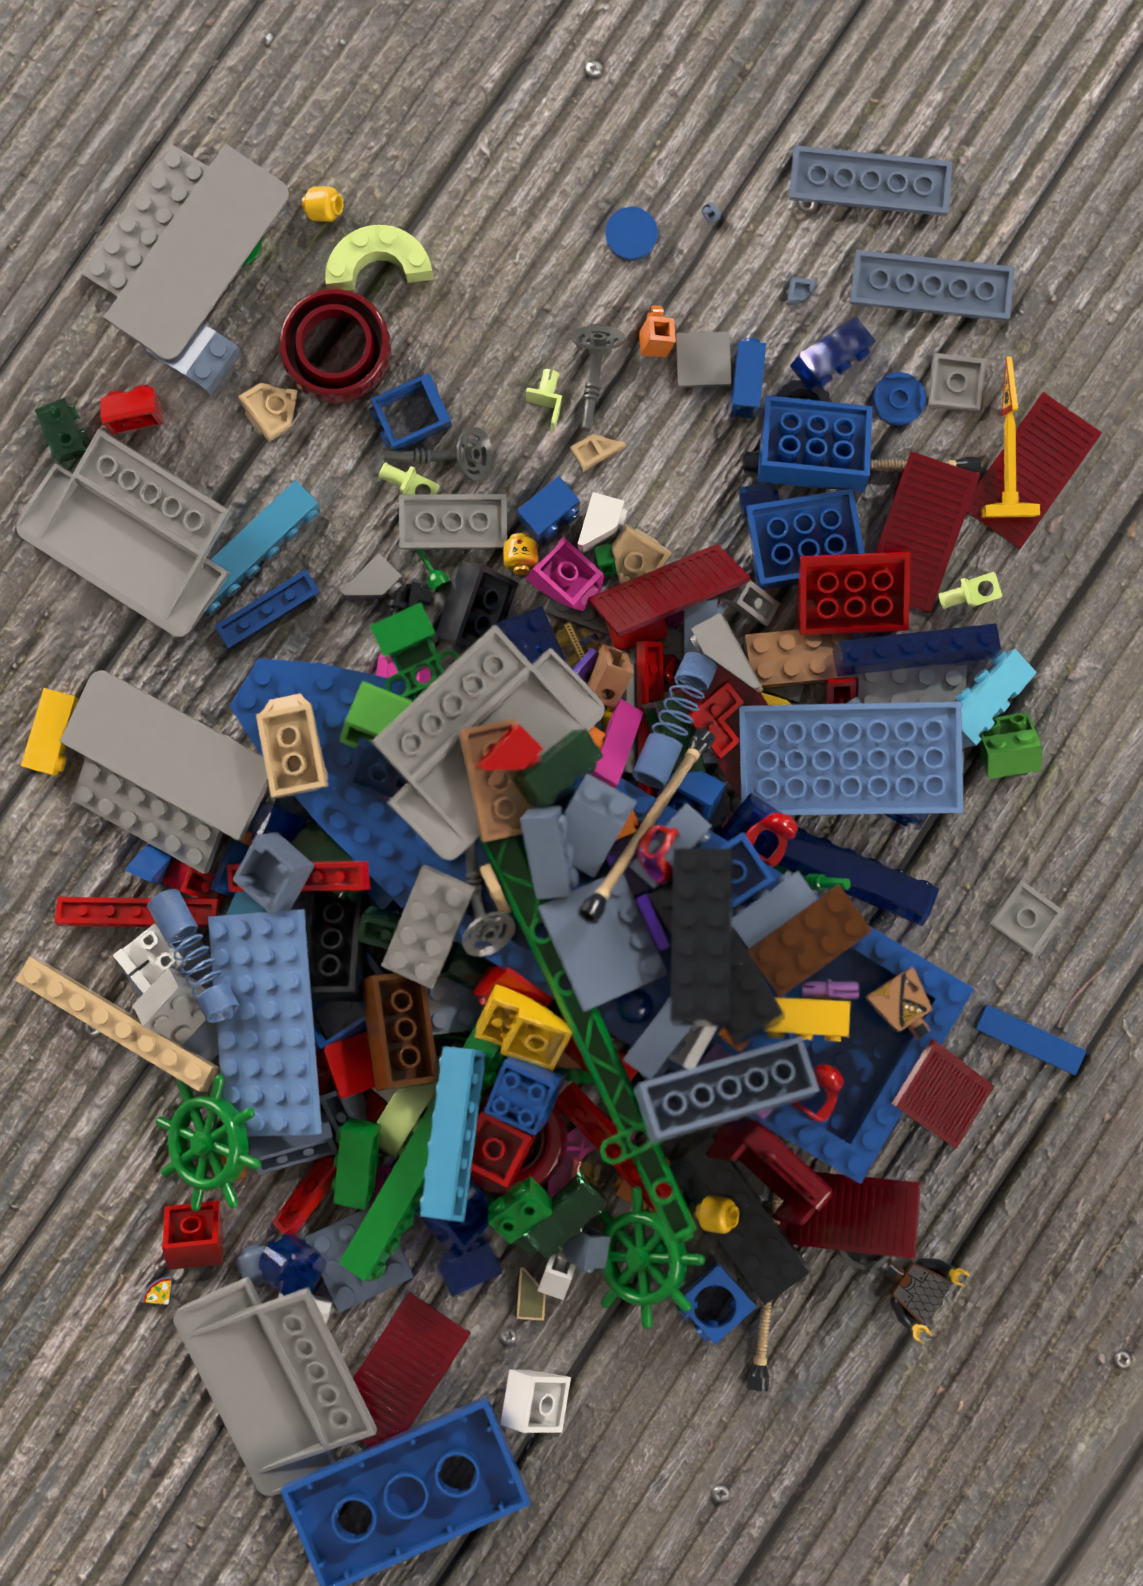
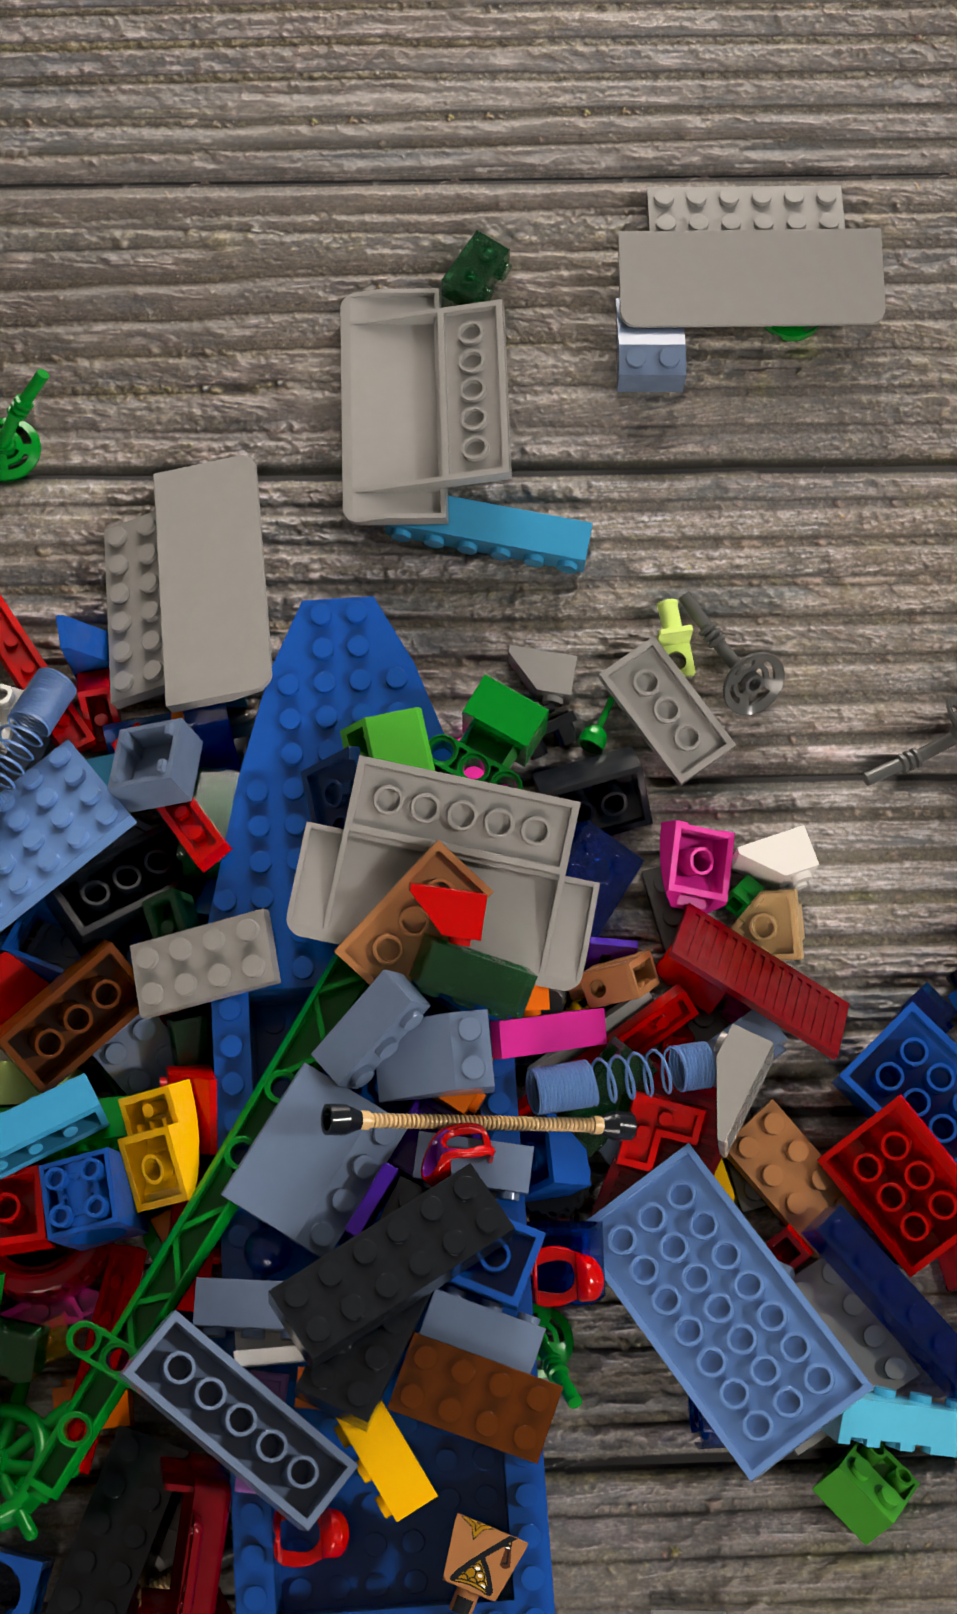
camera: 55 degrees right, 10 degrees down
(44, 749) = (134, 465): yellow brick -> none
(131, 409) = (544, 321): red slope -> none
(267, 609) = (439, 588): blue plate -> none
(269, 409) = (647, 452): tan plate -> none
(291, 747) = (299, 688): tan slope -> none
(322, 204) = (894, 363): yellow head -> none
(349, 384) = (751, 517): dark red tyre -> none
(375, 244) = (886, 435): yellowish green brick -> none
(423, 382) = (760, 567): blue window -> none
(483, 923) = (245, 1015): dark grey dish -> none
(495, 889) = (294, 1004): tan tile -> none
(520, 553) = (684, 801): yellow head -> none
(545, 395) = (868, 717): yellowish green bracket -> none
(549, 511) = (751, 798): blue brick -> none
(568, 636) = (632, 912): clear yellow hips -> none
(594, 450) = (851, 805): tan tile -> none
(717, 1214) = (98, 1519): yellow head -> none
(751, 602) = (813, 1081): light grey slope -> none
(830, 990) = (437, 1464): medium lavender axle -> none
(869, 879) = (599, 1424): clear blue brick -> none

